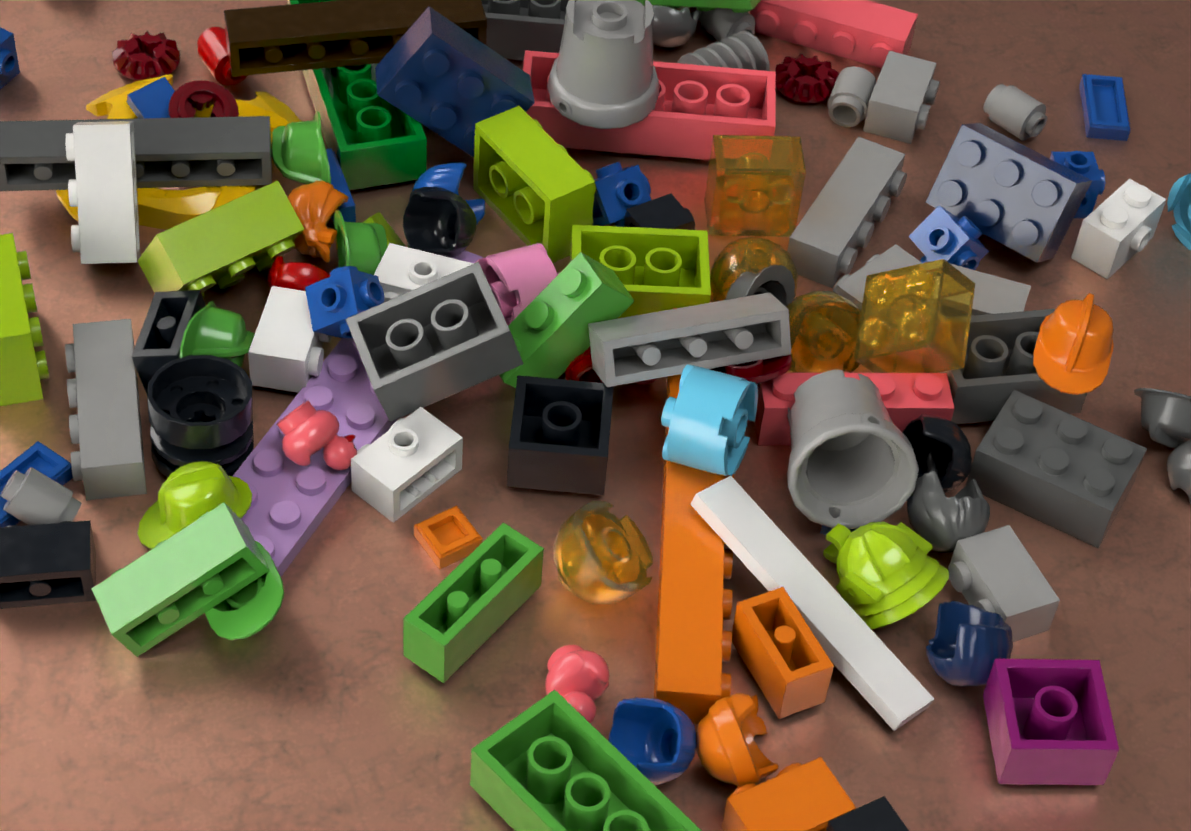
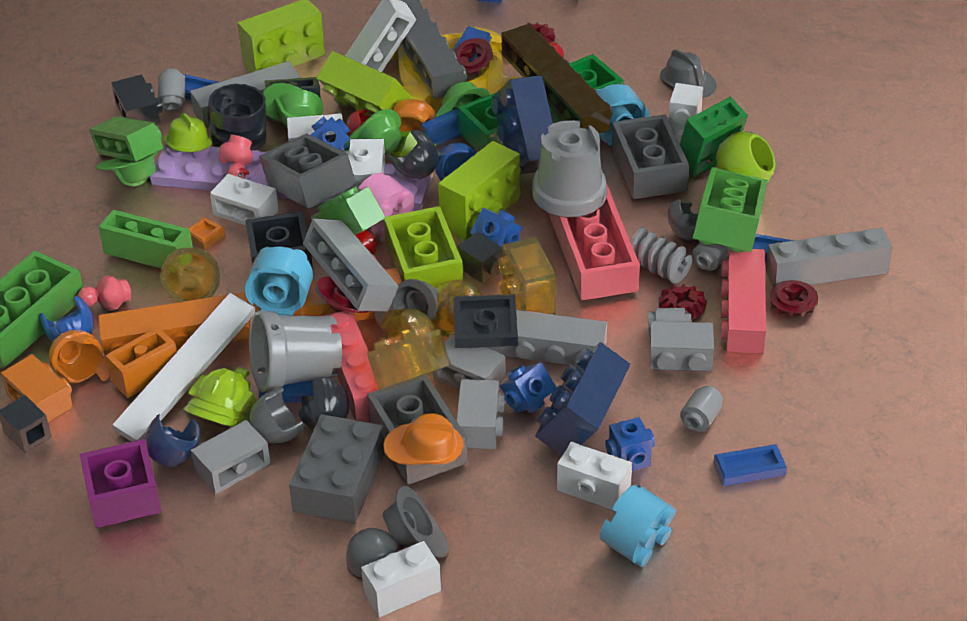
camera: 80 degrees right, 5 degrees down
(841, 236) = (485, 321): none -> black plate

